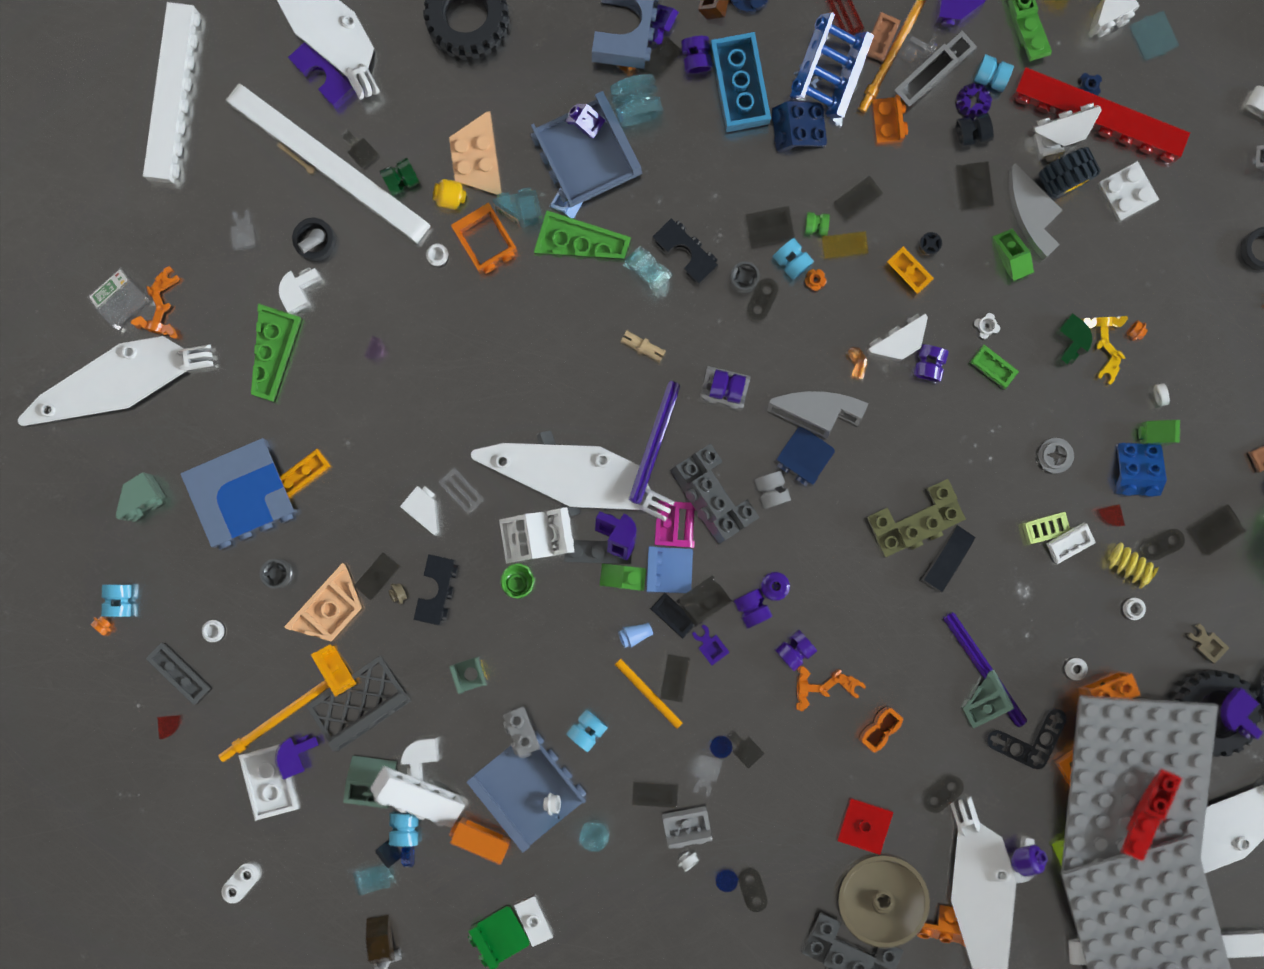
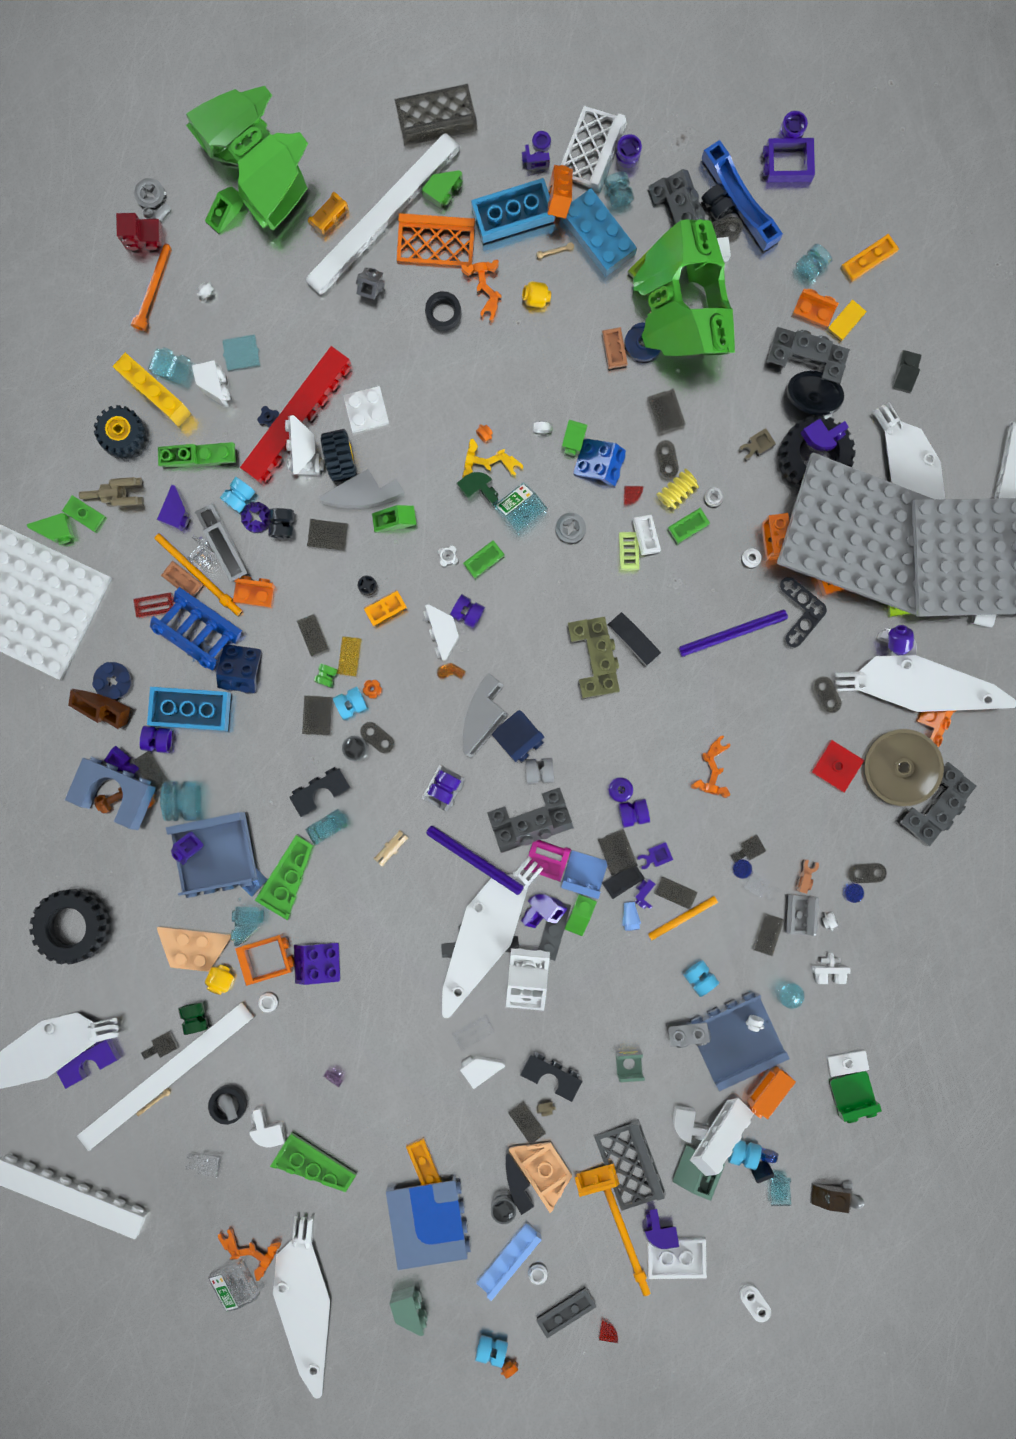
camera: 75 degrees left, 0 degrees up
(220, 595) = (509, 1260): none -> light blue fence
(306, 582) = (517, 1184): none -> black slope
(494, 297) = (316, 963): none -> dark purple bracket
(517, 581) = (561, 1005): bright green hair -> none
(610, 16) = (103, 803): none -> dark orange bar
(628, 866) = (840, 972): none -> white hips
(671, 641) = (644, 888): none -> dark purple bracket
(724, 822) = (805, 882): none -> nougat plate
(796, 650) = (678, 786): dark purple wheel -> none
(877, 734) = (758, 728): orange brick -> none
(988, 701) = (760, 637): sand green wing -> none
(1062, 394) = (521, 508): none -> clear light blue slope
(1094, 588) = (688, 525): none -> bright green plate
(1149, 812) = (887, 532): red slope -> none

